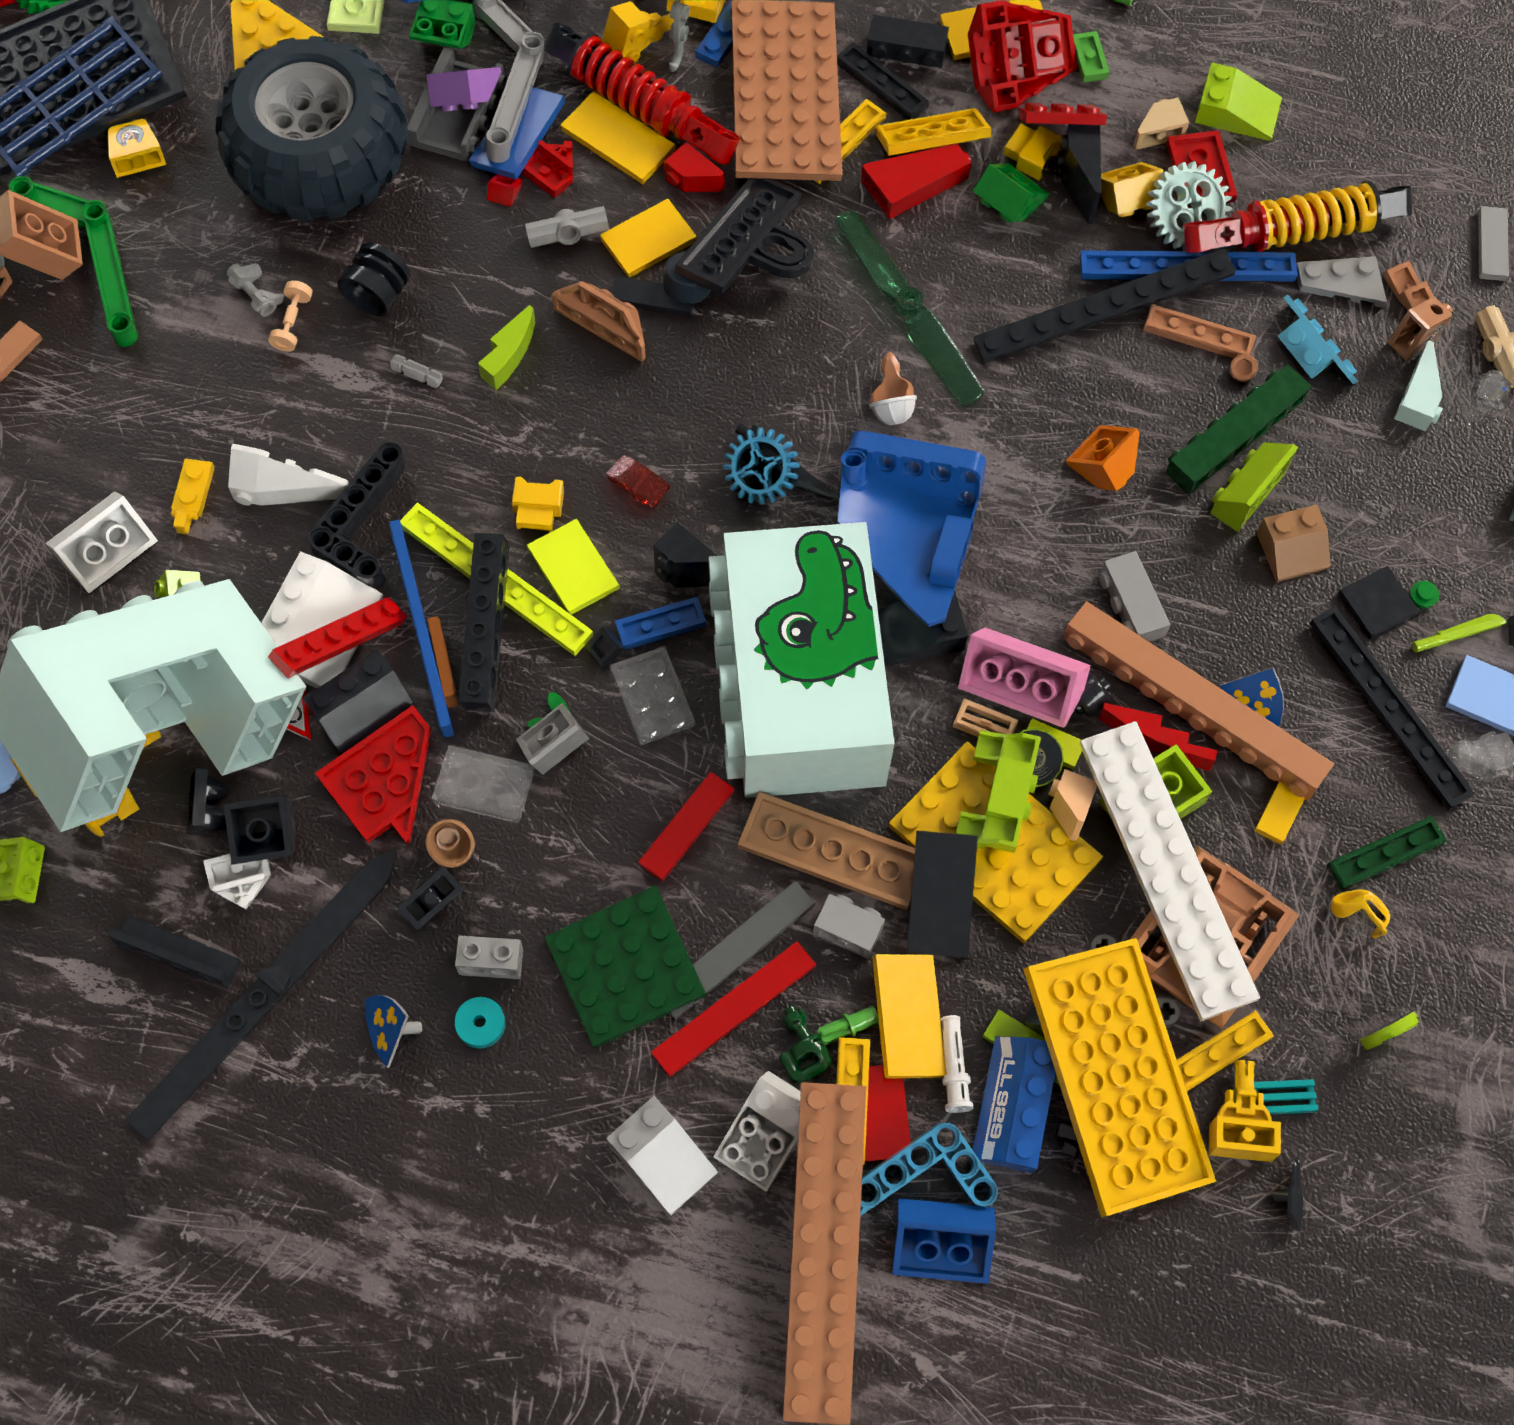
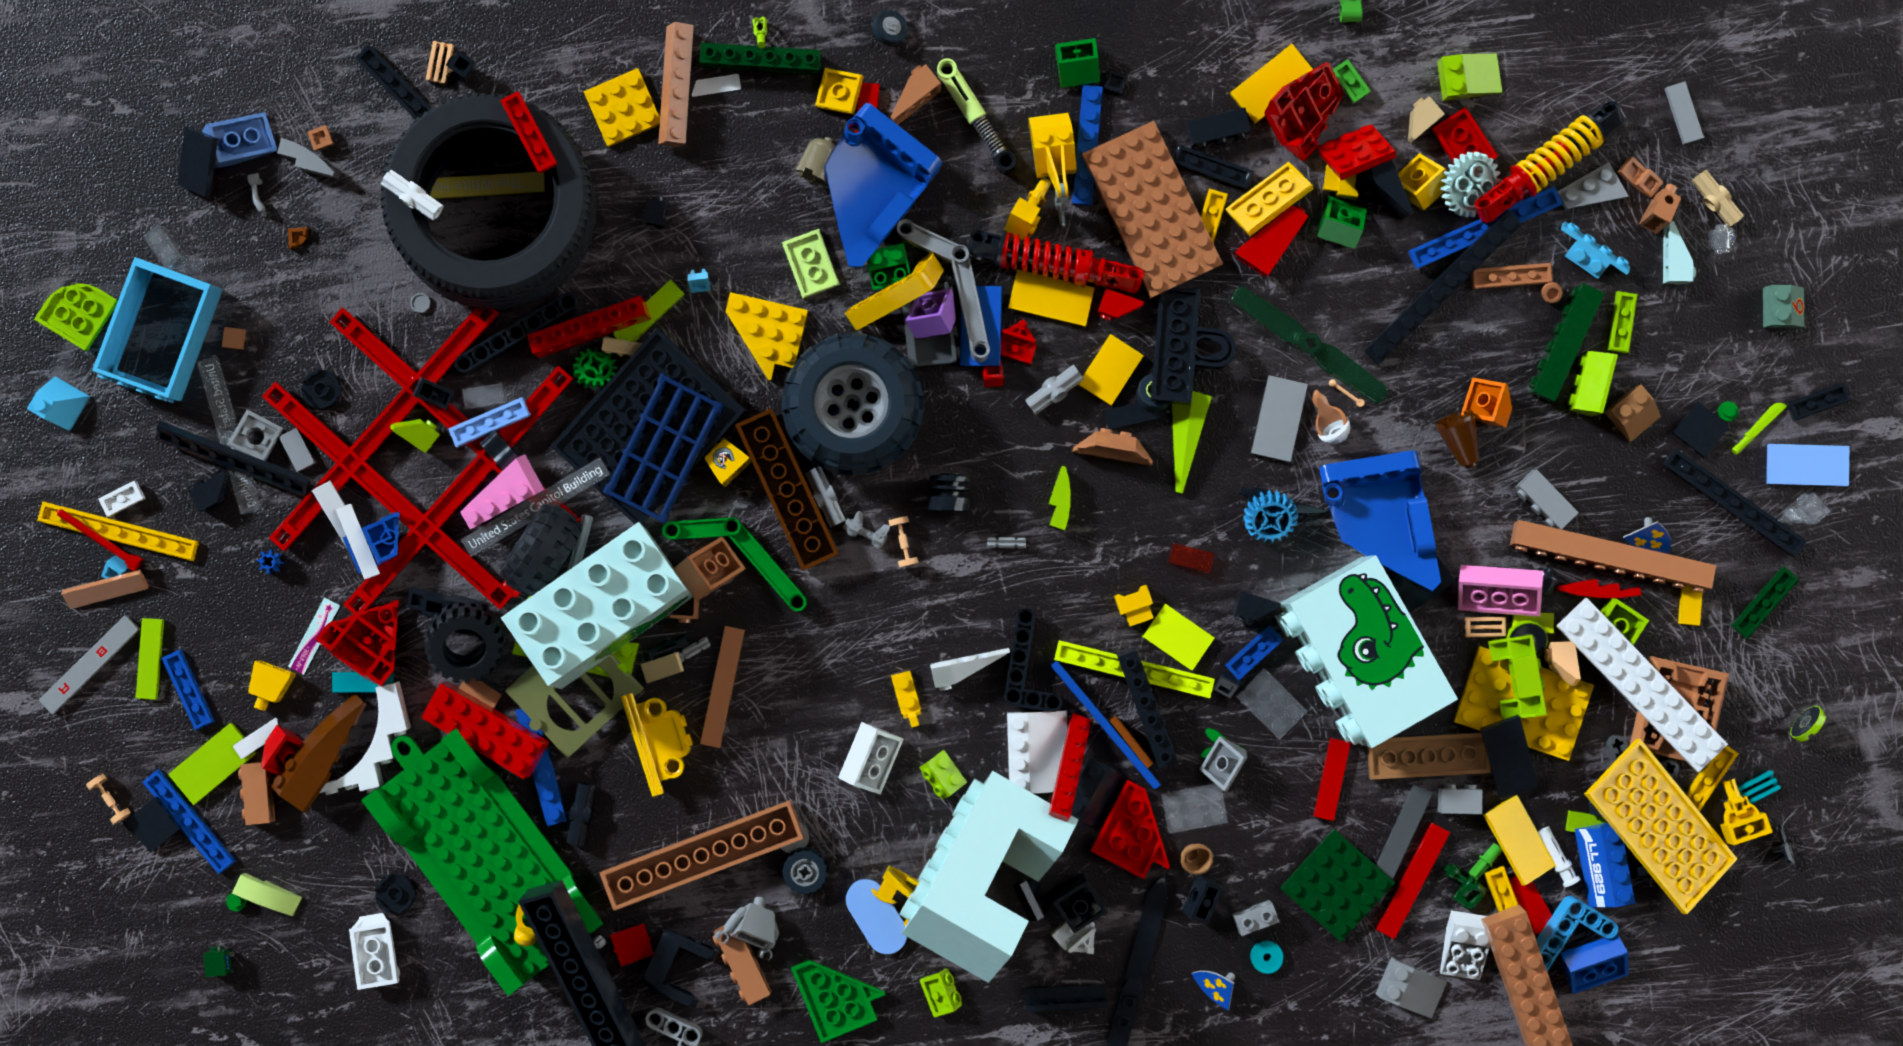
camera: 25 degrees left, 20 degrees up
(184, 205) = (787, 489): none -> reddish brown brick
(226, 231) = (825, 496): none -> light grey piece
(439, 43) = (898, 294): none -> yellow beam
(714, 326) = (1186, 432): none -> lime wedge
(829, 372) = (1279, 418): none -> light grey tile
(941, 395) = (1359, 402): none -> light nougat hinge
(1052, 476) = (1460, 437): none -> reddish brown cone
(1322, 439) = (1622, 322): none -> lime tile
(1350, 902) = (1756, 649): yellow piece -> none

